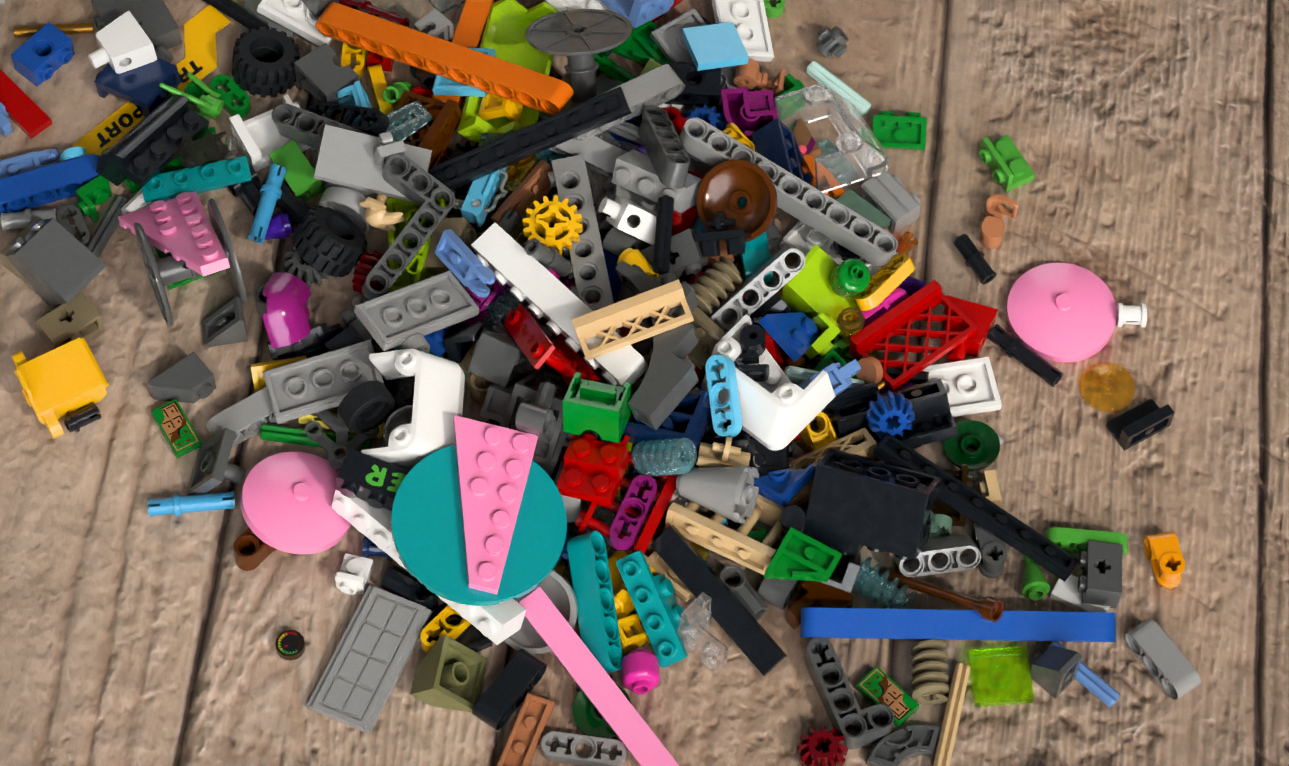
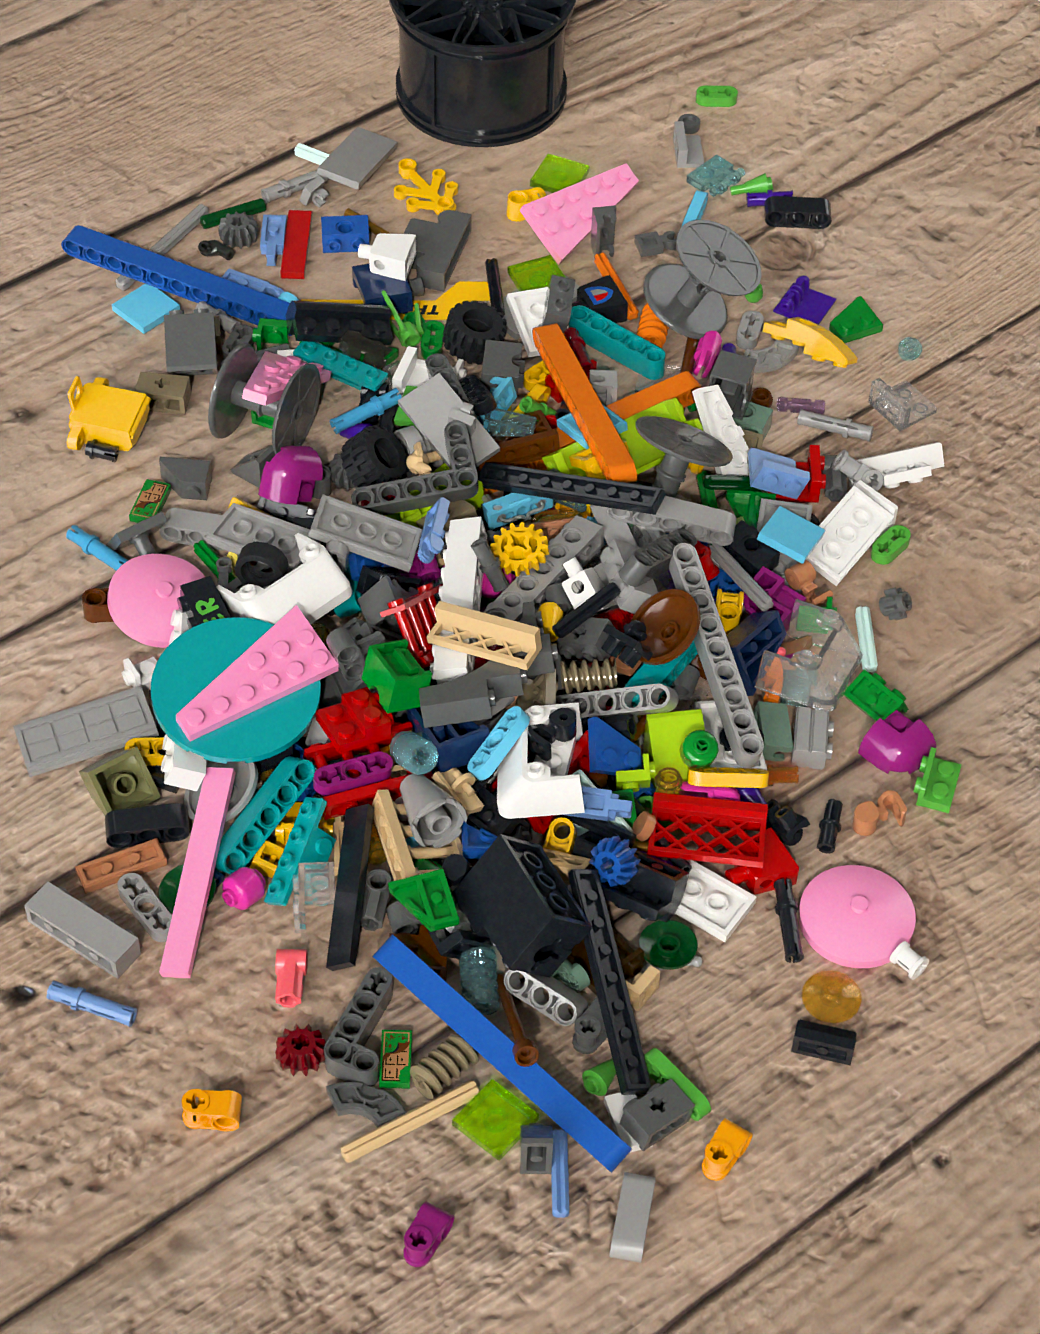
camera: 45 degrees right, 10 degrees down
(290, 645) = (51, 683): tile -> none
(718, 112) = (741, 577): none -> light grey axle
(743, 698) = (290, 970): none -> coral piece
(951, 155) = (897, 744): none -> magenta brick
(953, 281) = (785, 823): none -> black hips

